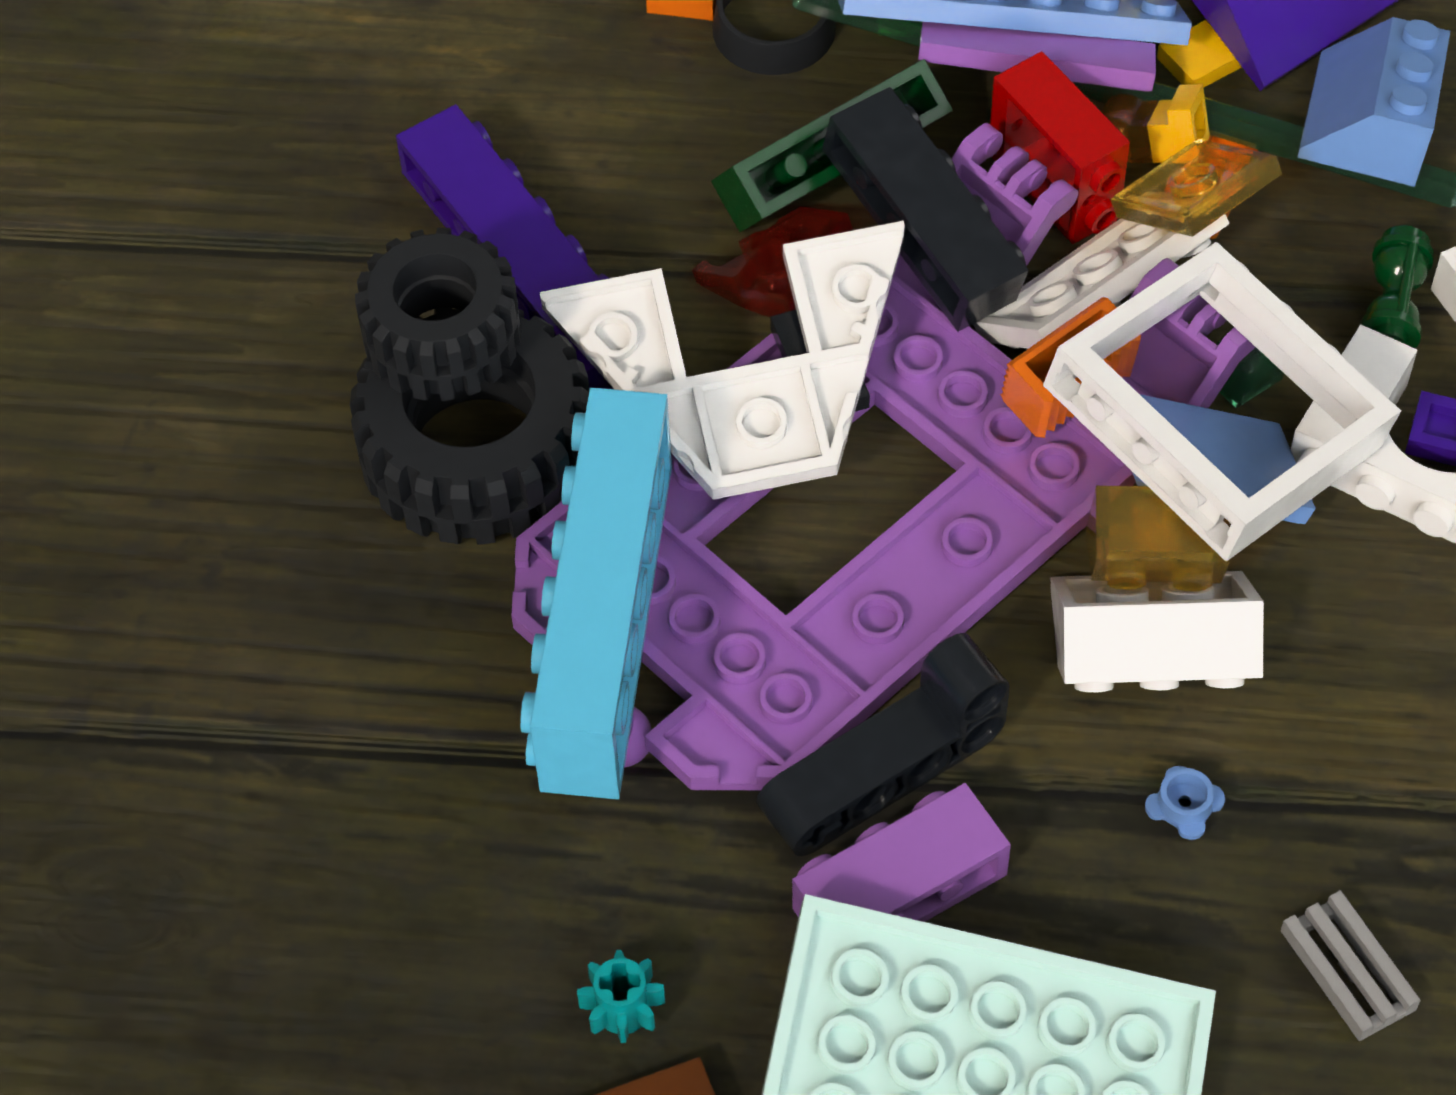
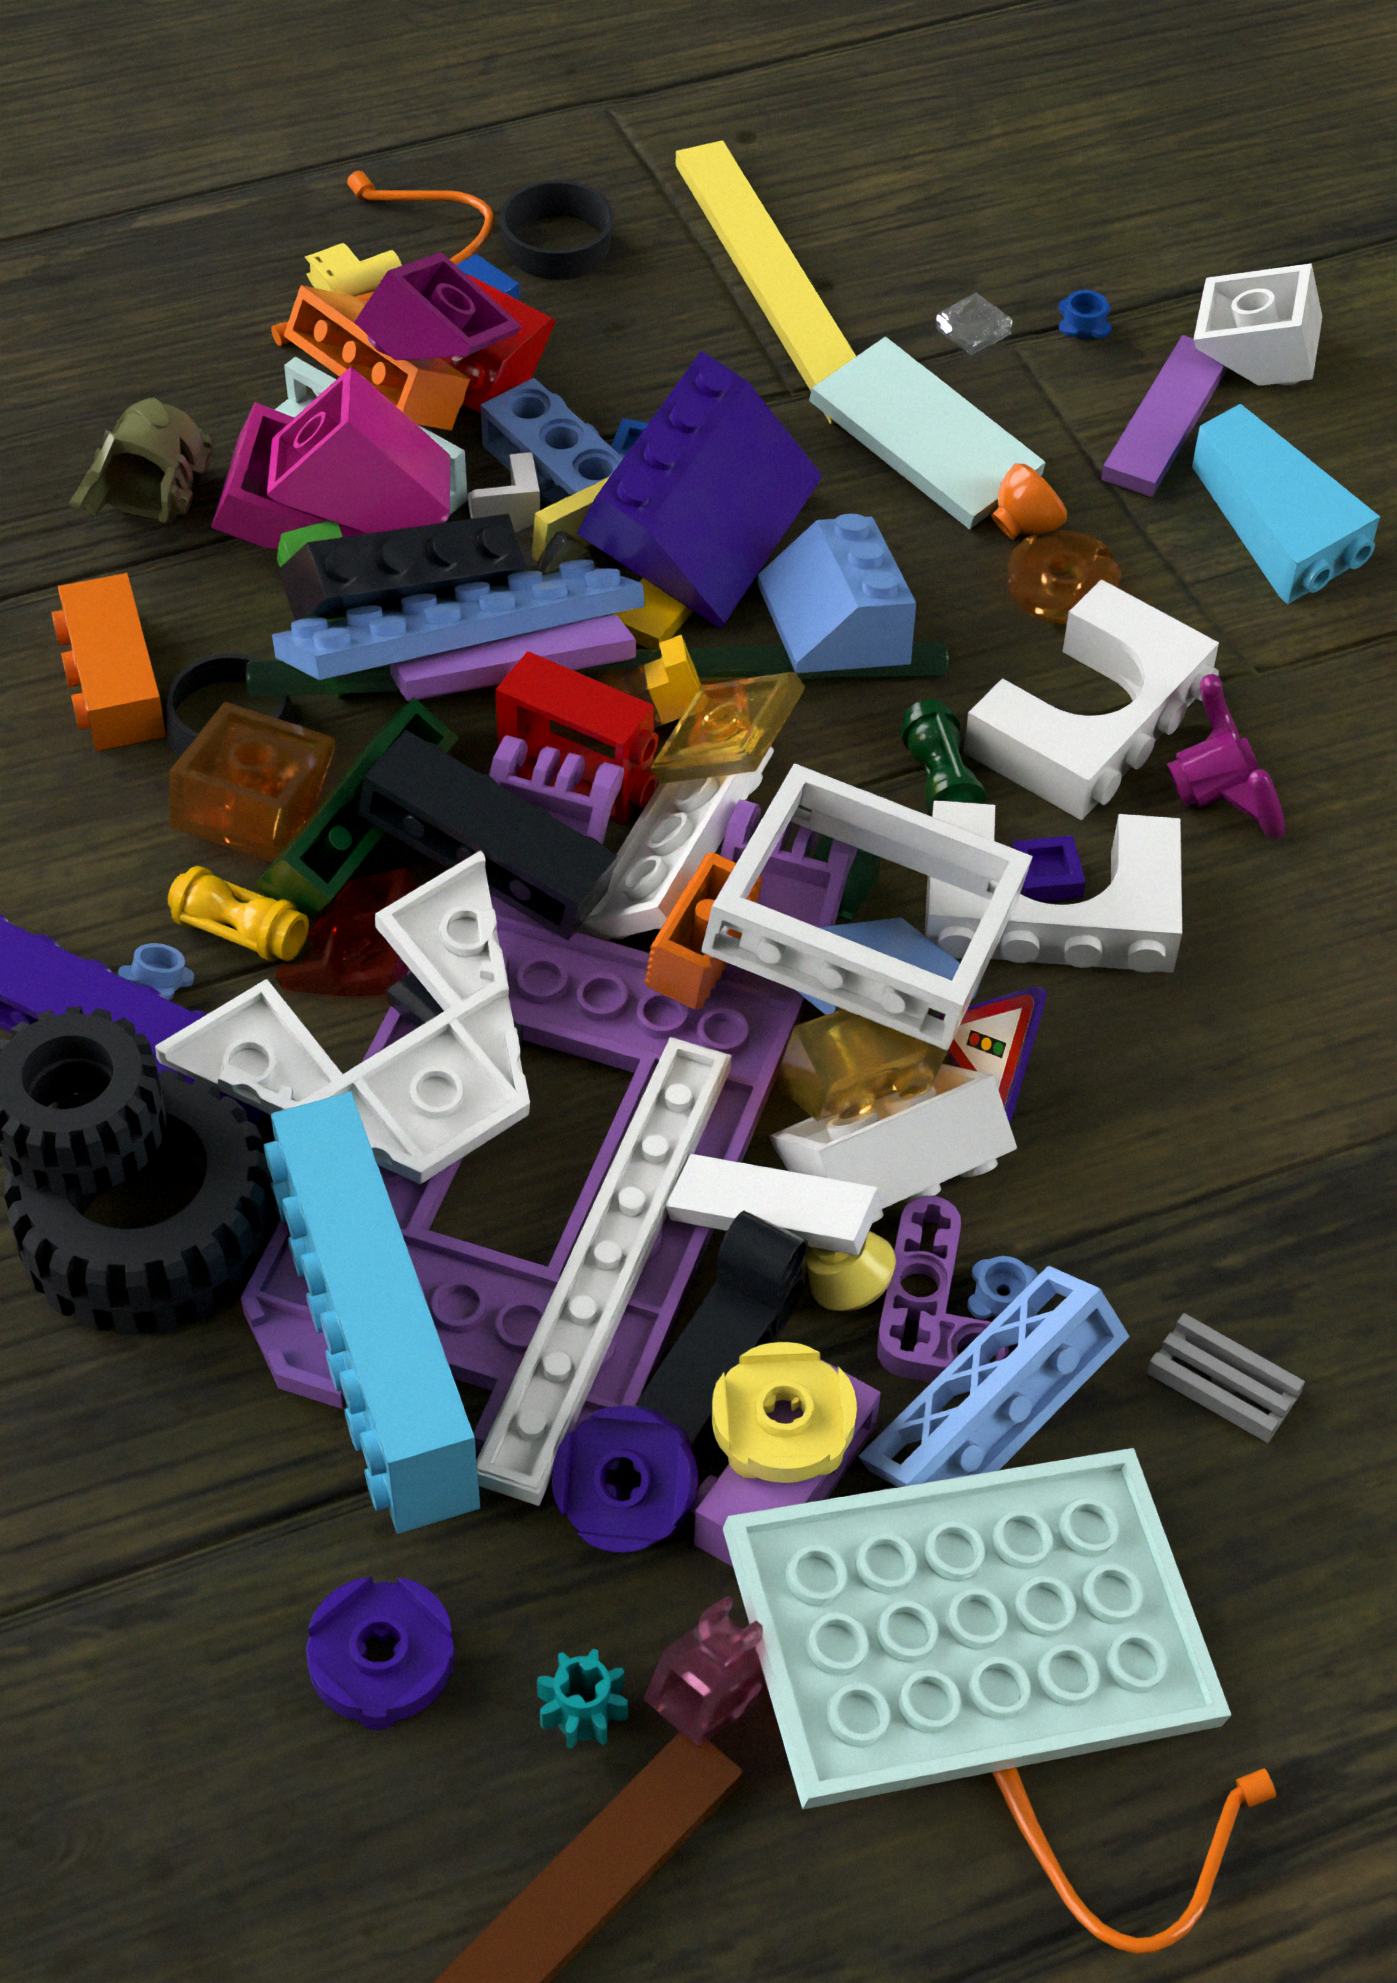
camera: 30 degrees left, 5 degrees down
(488, 918) = (387, 1690): none -> dark purple plate
(594, 227) = (159, 968): none -> medium blue plate
(702, 219) = (261, 924): none -> yellow piece
(730, 1022) = (708, 1675): none -> clear pink brick
(751, 83) = (248, 781): none -> clear orange slope
(785, 834) = (595, 1506): none -> dark purple plate
(831, 635) = (601, 1273): none -> white tile
(904, 863) = (777, 1450): none -> light yellow plate
(1018, 645) = (819, 1209): none -> white tile
(1050, 722) = (848, 1280): none -> light yellow cone
(1109, 818) = (938, 1333): none -> medium lavender beam
(1124, 896) = (1007, 1396): none -> light blue fence
(1294, 574) = (999, 1039): none -> piece

